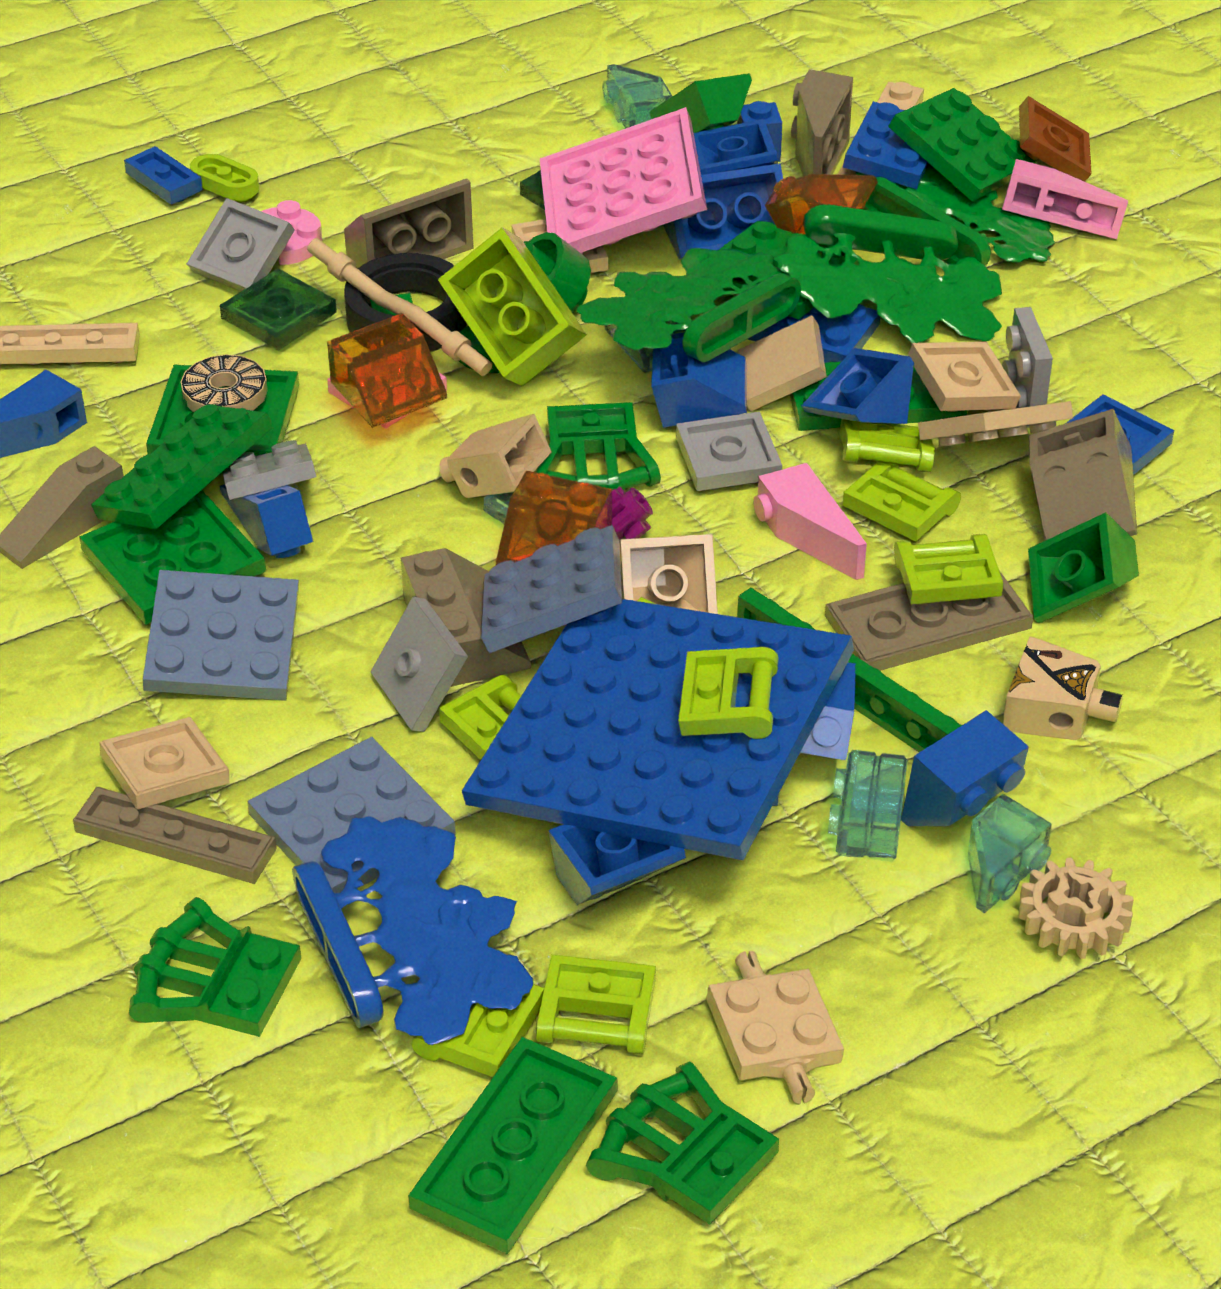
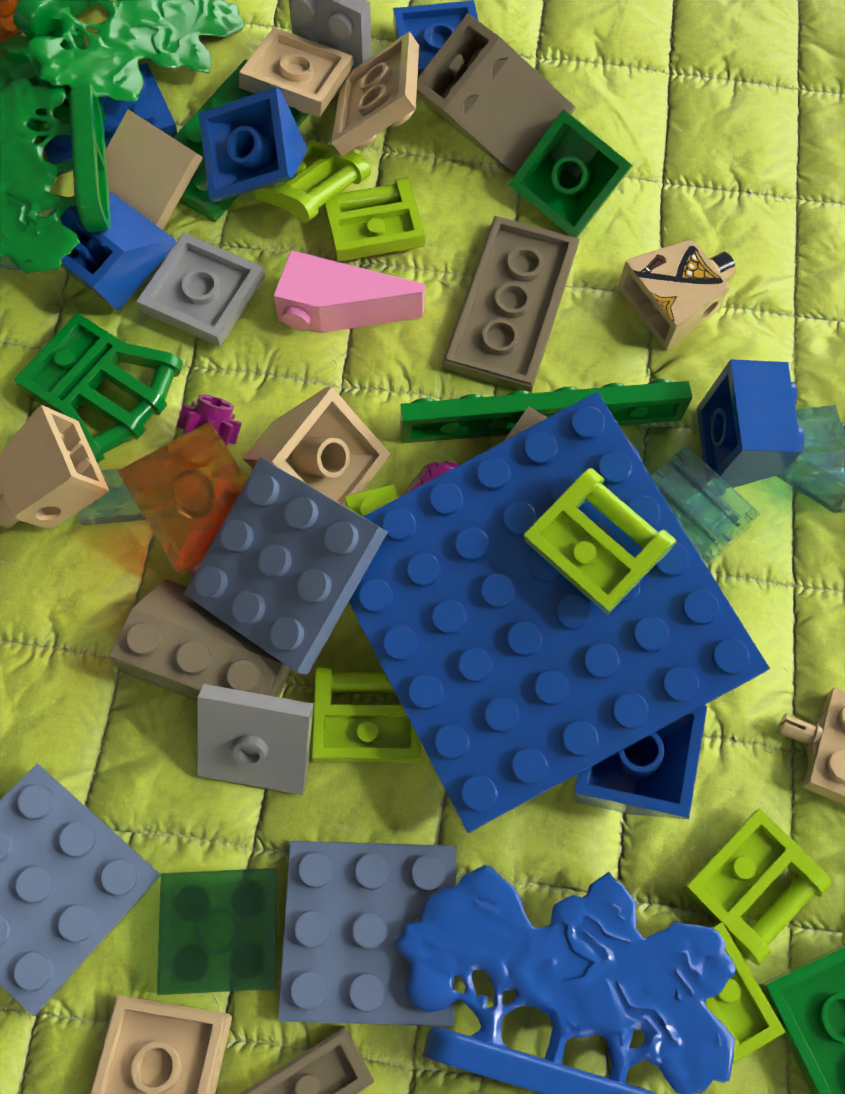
camera: 55 degrees left, 25 degrees up
(277, 737) = (217, 931): none -> clear green plate
(949, 570) = (506, 258): lime plate -> none

